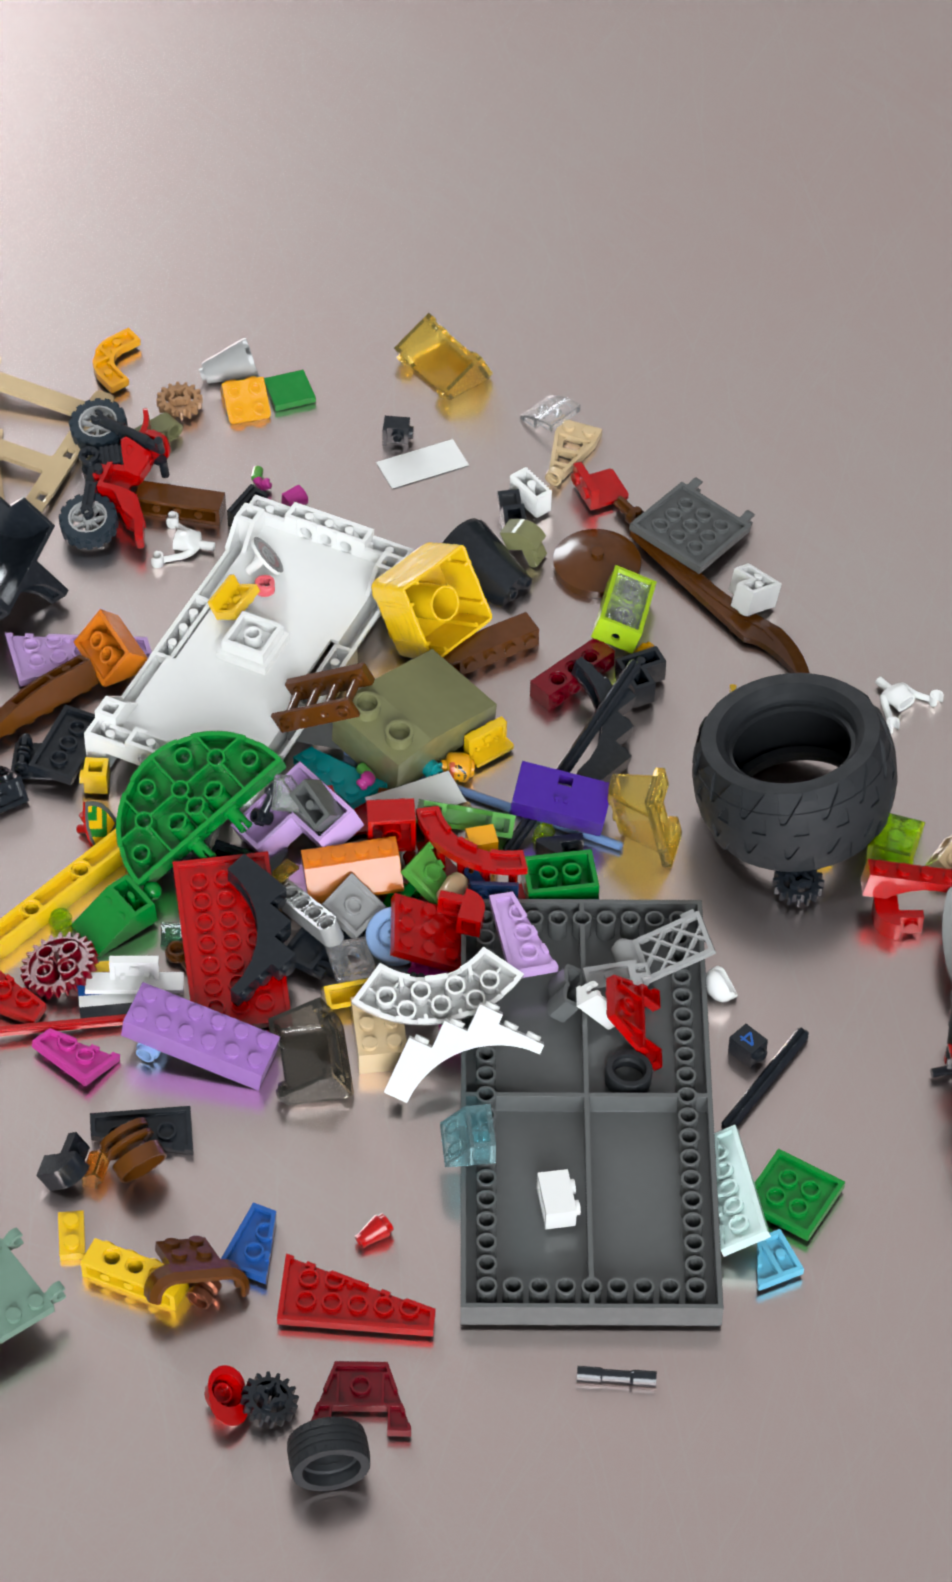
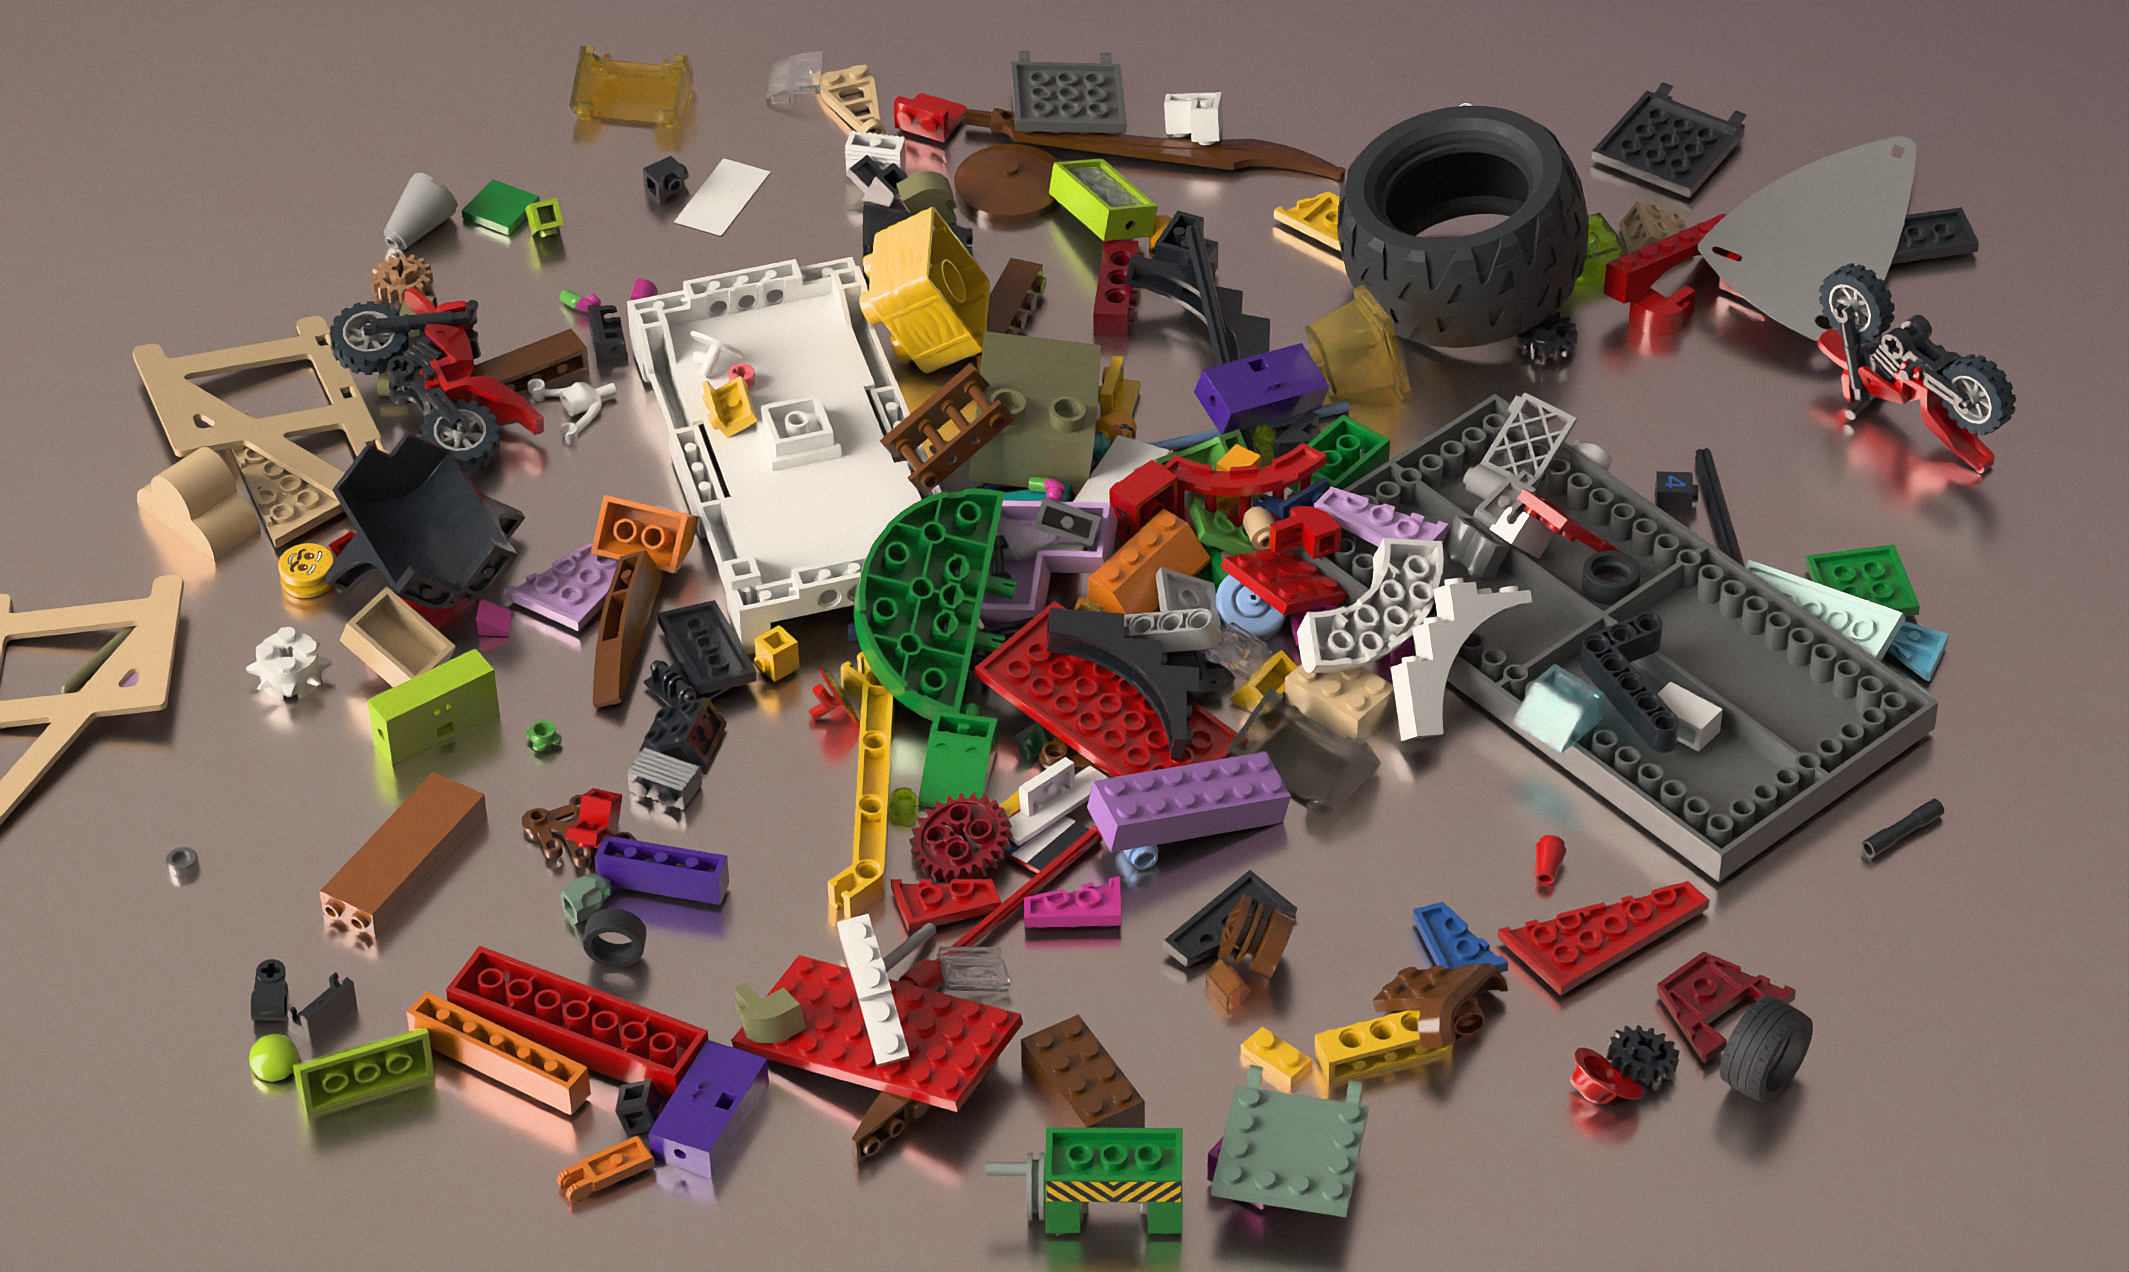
camera: 40 degrees left, 5 degrees down
(67, 1167) = (1206, 1000): black brick -> none
(106, 355) = (273, 292): light orange plate -> none
(246, 400) = (471, 237): light orange bracket -> none
(297, 412) = (544, 217): none -> lime brick
(542, 1121) = (1607, 663): none -> black beam

